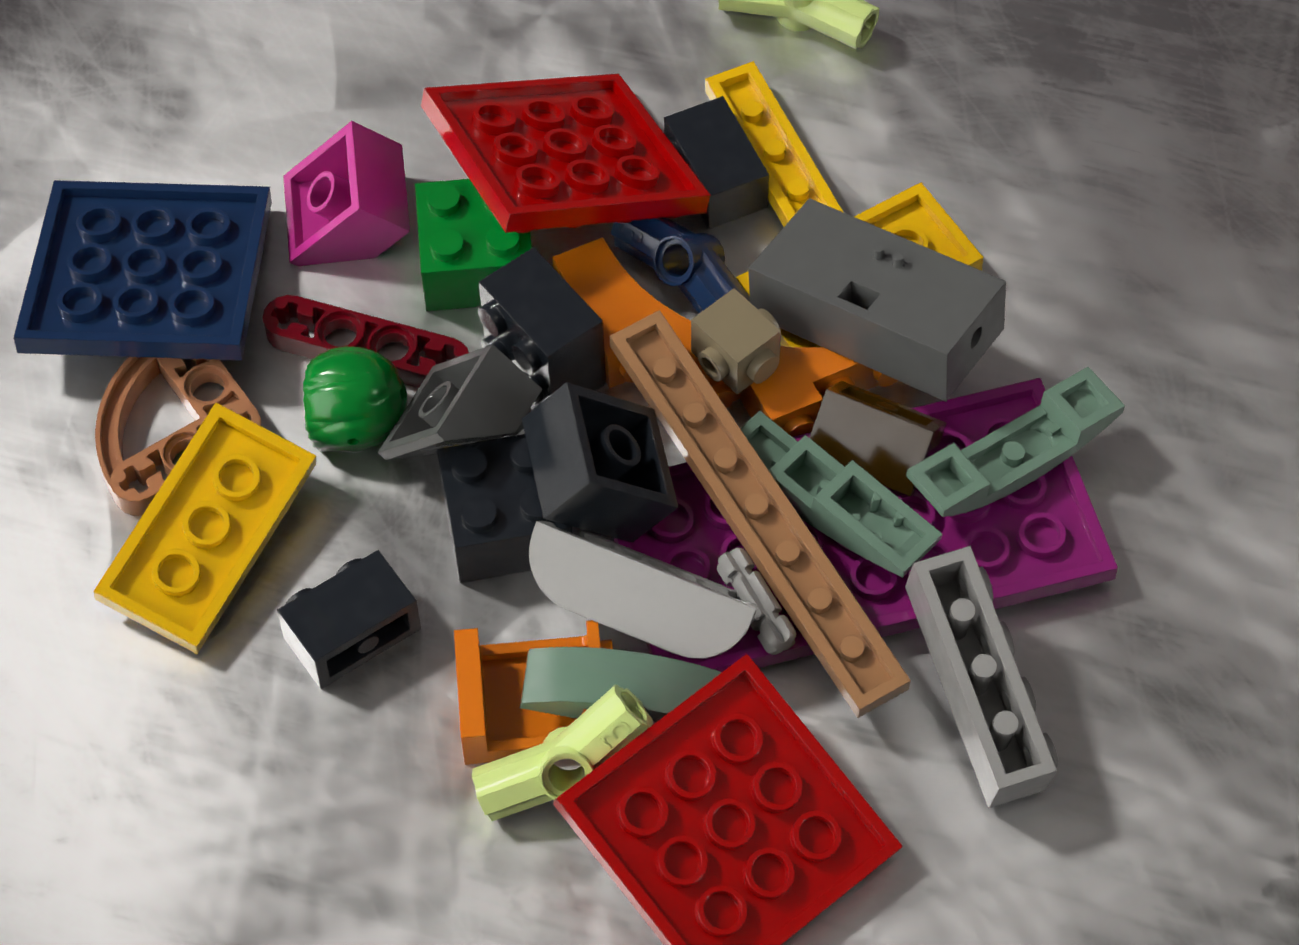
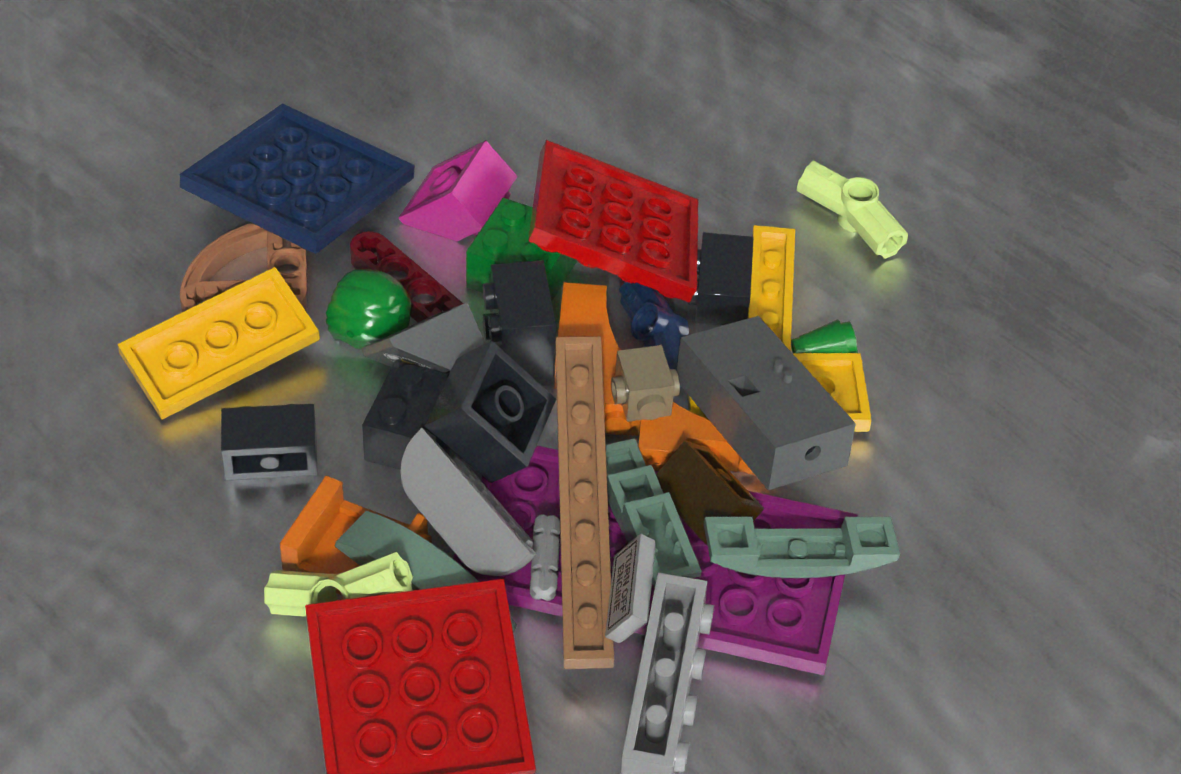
camera: 25 degrees right, 10 degrees down
(875, 182) = (829, 338): none -> green cone
(886, 594) = (630, 588): none -> light grey tile

